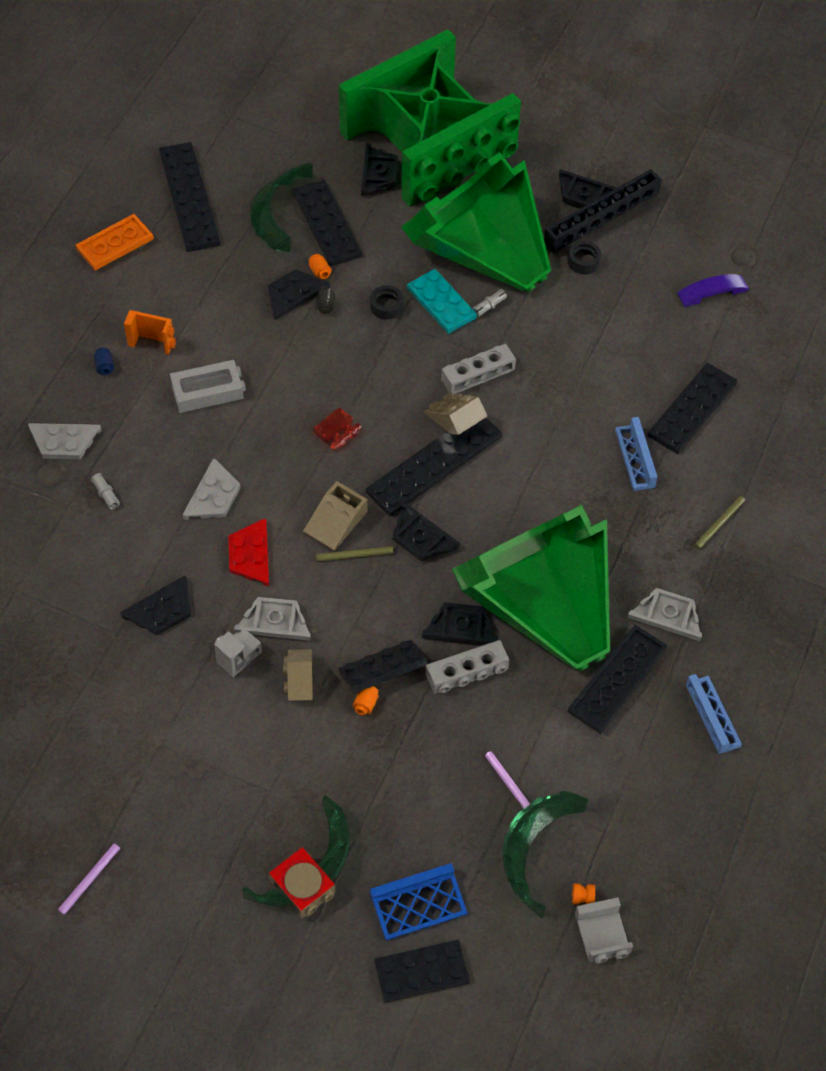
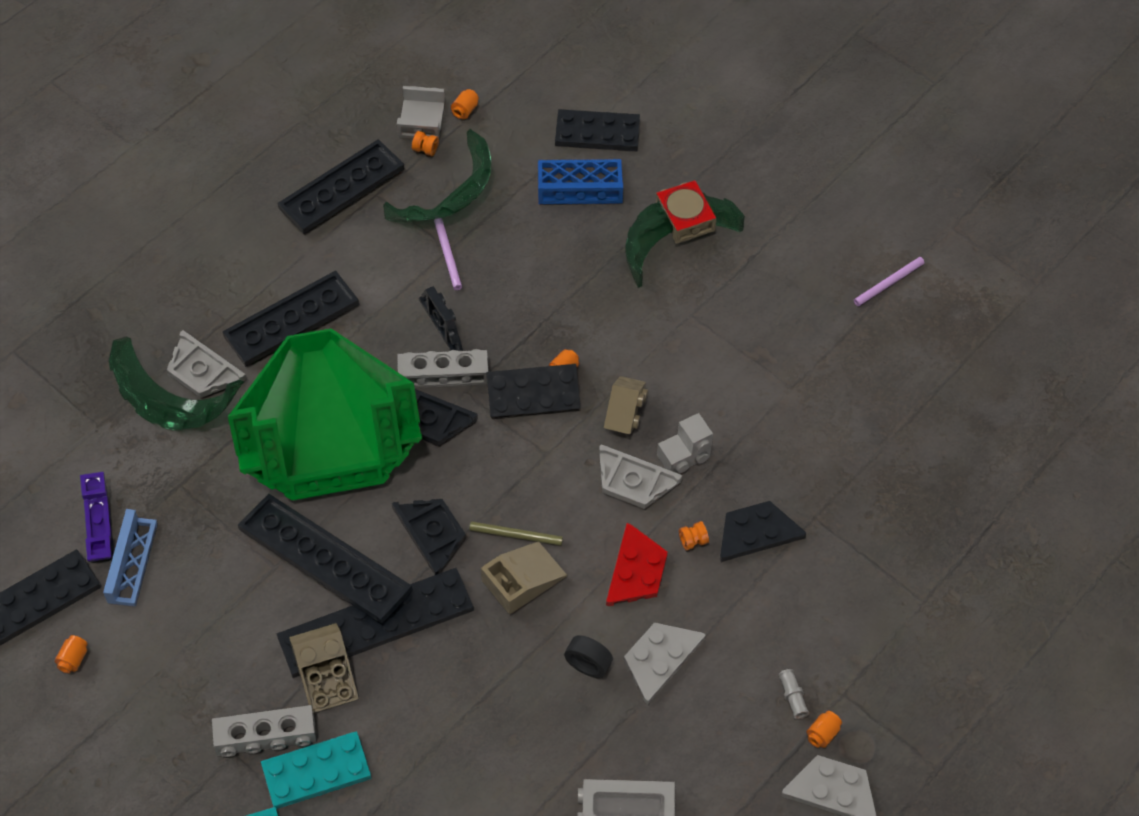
camera: 160 degrees left, 0 degrees up
(77, 471) = (824, 729): none -> orange brick
(211, 584) = (693, 535): none -> orange wheel
(267, 460) = (588, 656): none -> black tyre
(333, 425) = (482, 704): clear red plate -> none
(428, 360) = (315, 770): none -> teal plate
(488, 705) = (442, 317): none -> black wing
(490, 486) = (325, 558): none -> black plate
(565, 956) = (464, 104): none -> orange brick
(638, 380) = (71, 654): none -> orange brick
(639, 824) = (340, 186): none -> black plate
(675, 474) = (96, 516): none -> dark purple slope
(681, 576) = (156, 403): none -> clear green windscreen
(710, 716) = (219, 263): medium blue fence -> none
(721, 520) = (82, 454): olive bar -> none

